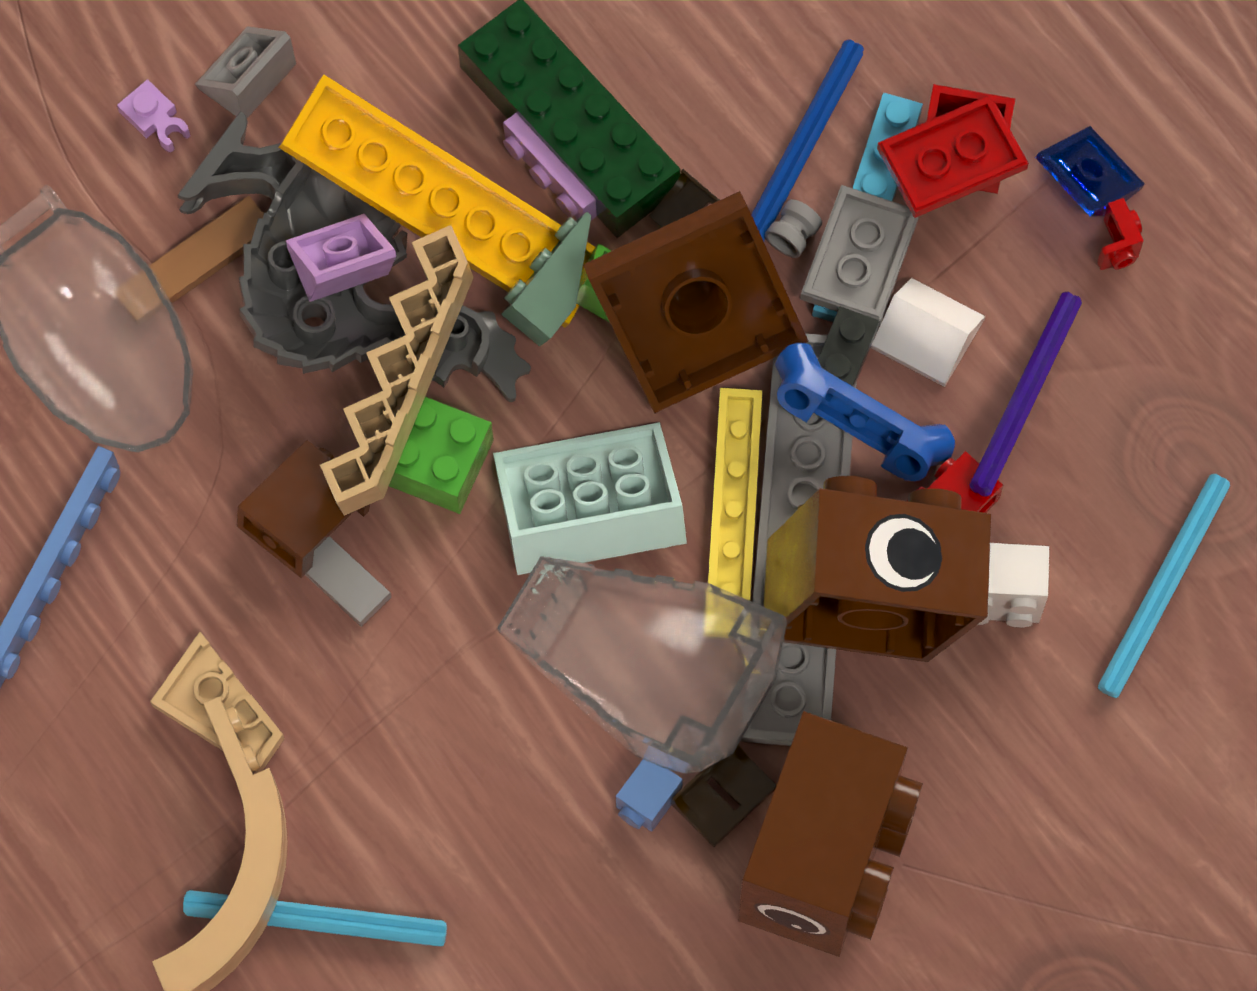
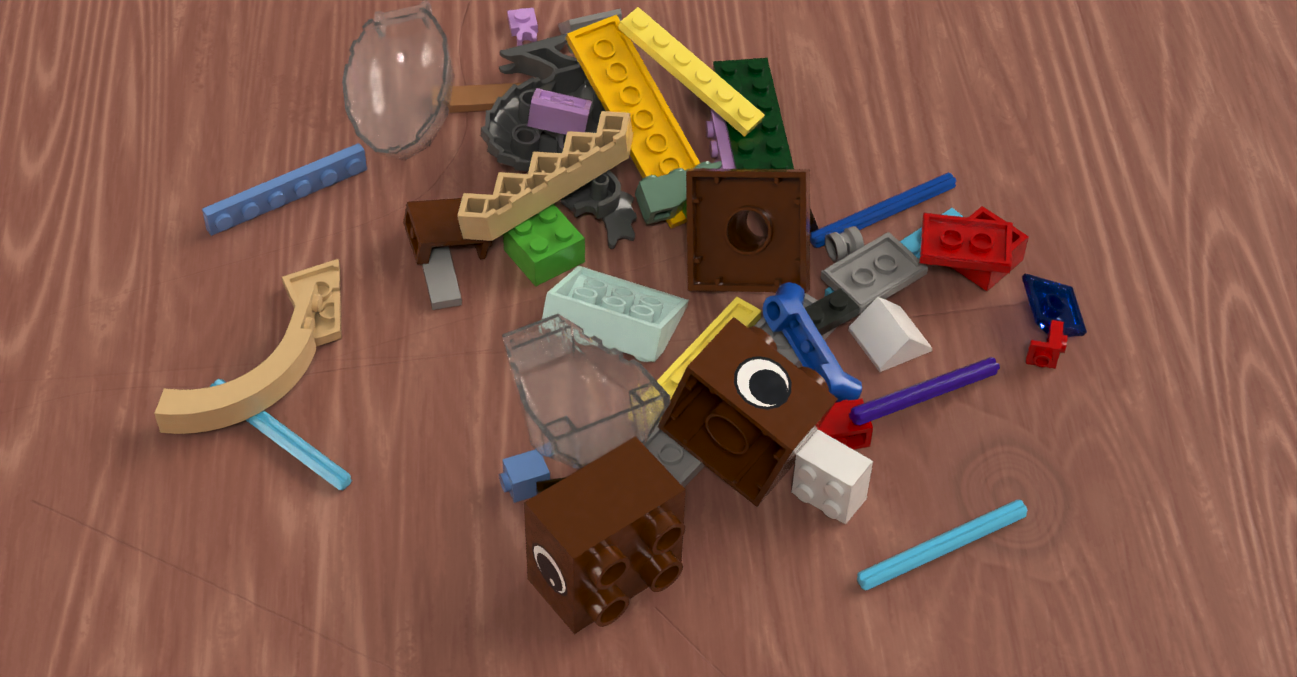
camera: 30 degrees right, 20 degrees down
(464, 98) = (691, 71): none -> light yellow plate

